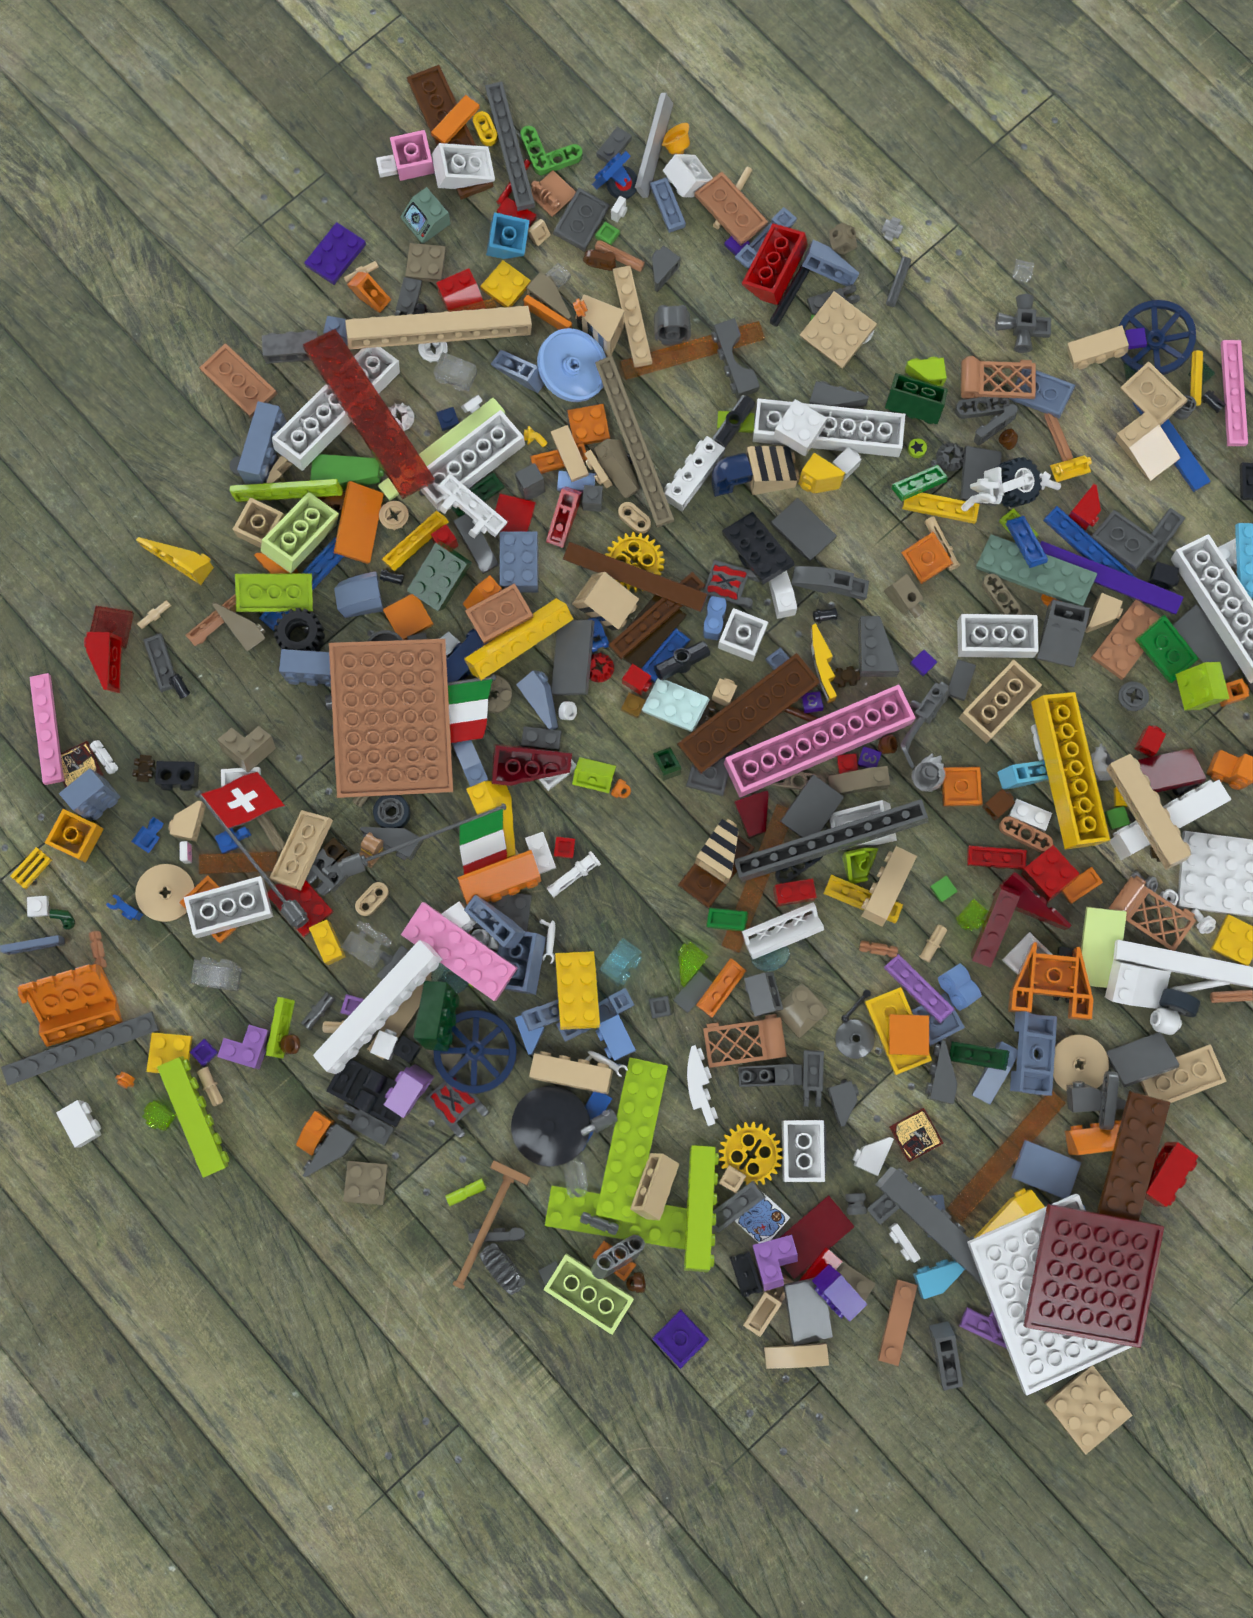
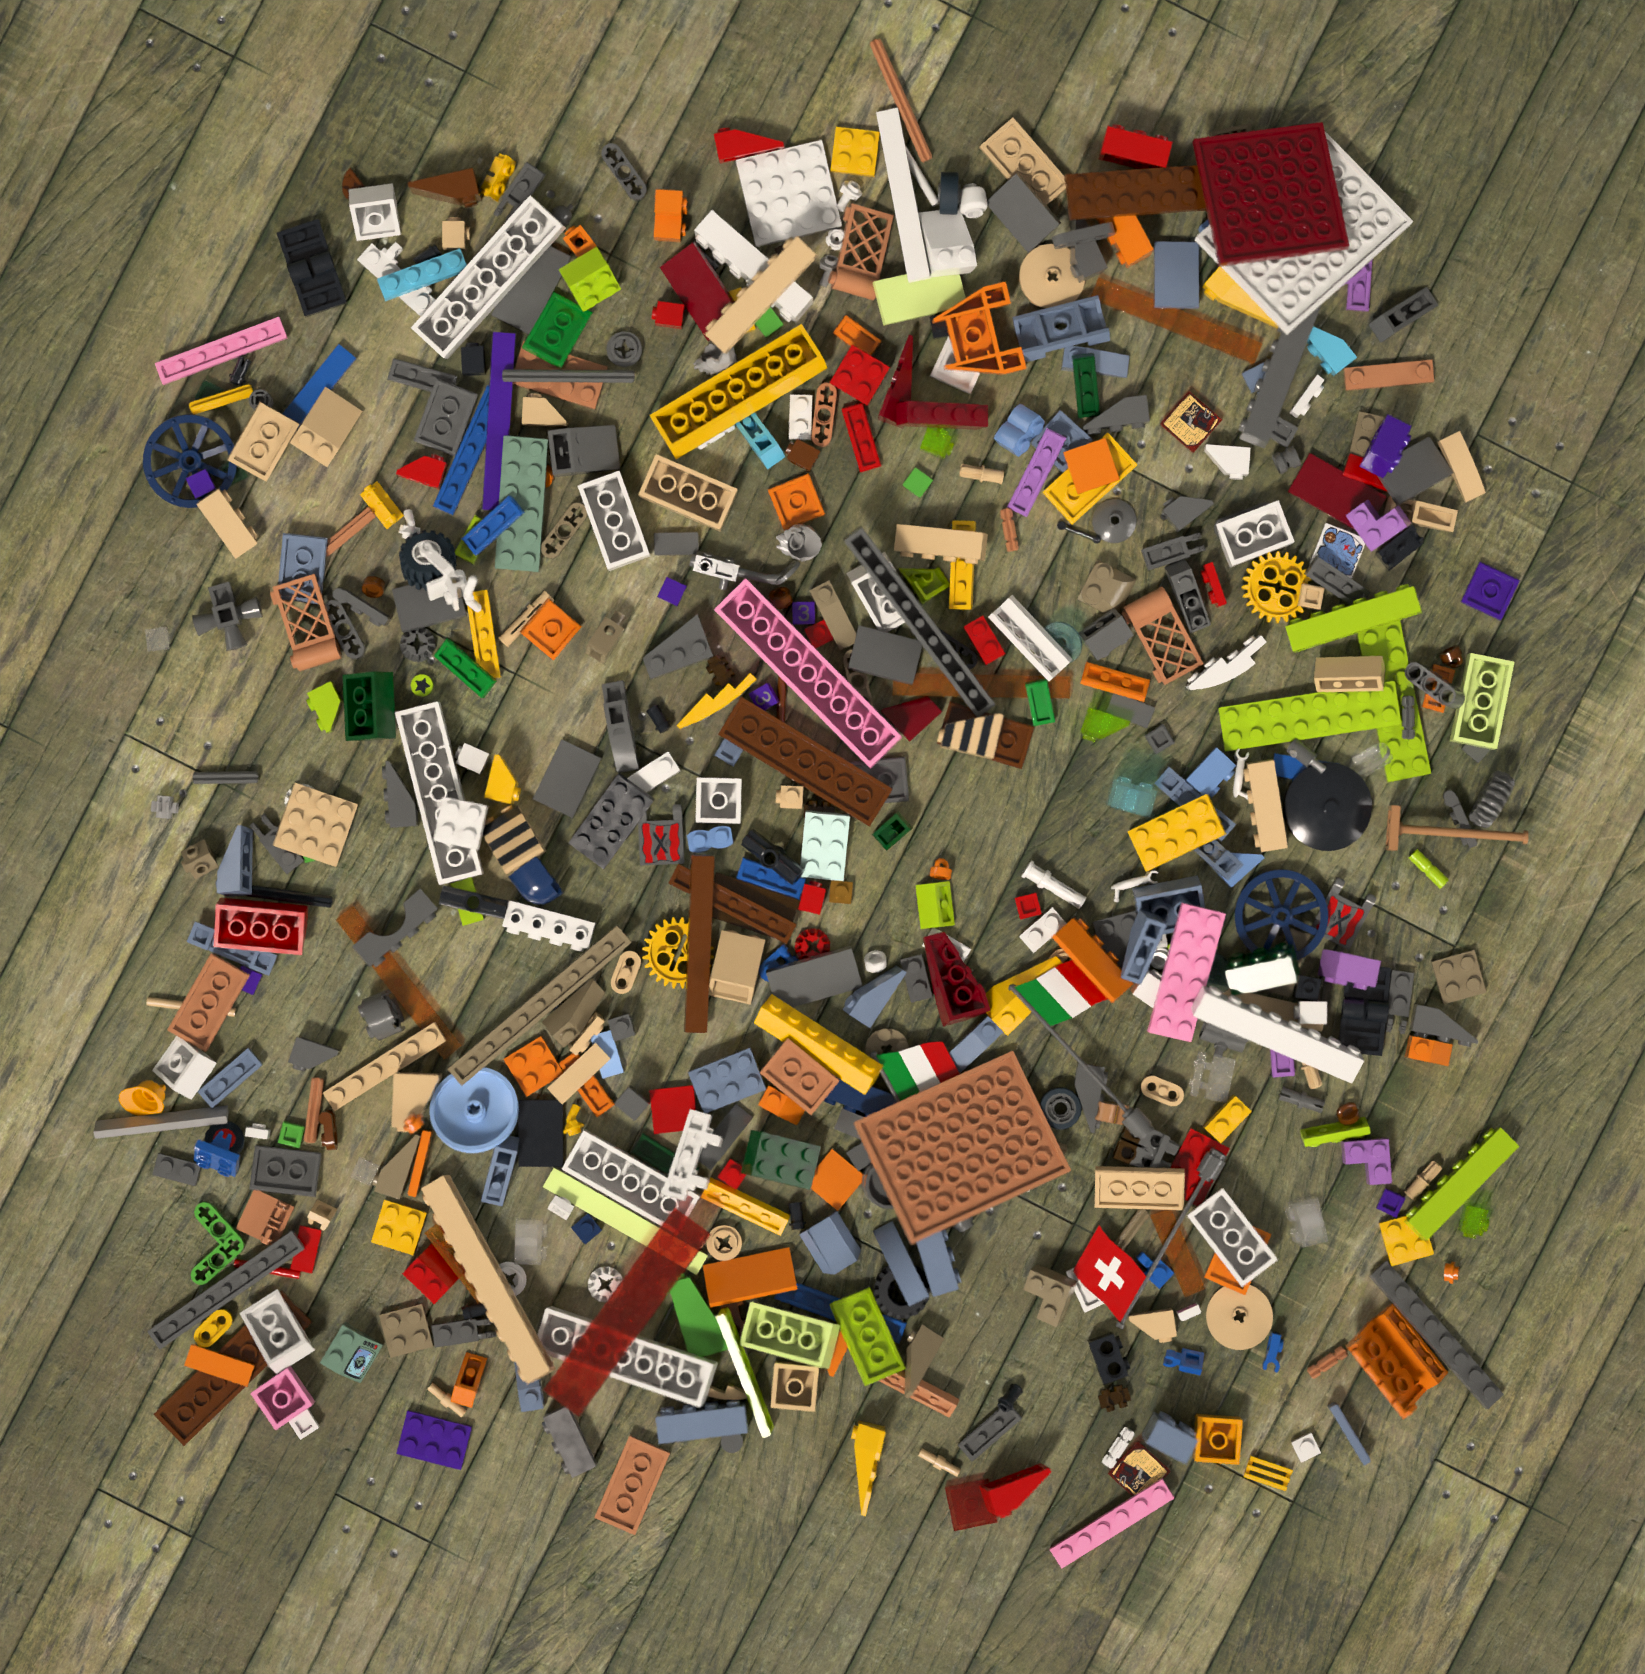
camera: 110 degrees left, 10 degrees up
(65, 917) = (1306, 1412): dark green arm -> none
(79, 1123) = (1513, 1300): white brick -> none
(316, 636) = (900, 1263): none -> sand blue slope
(507, 236) = (343, 1246): dark azure slope -> none
(535, 410) = (540, 1133): none -> black tile
(564, 516) = (654, 1051): slope -> none
(763, 1100) = (1210, 576): none -> red plate
(1088, 1409) = (1400, 152): tan plate -> none
(1127, 642) = (598, 376): none -> dark grey axle

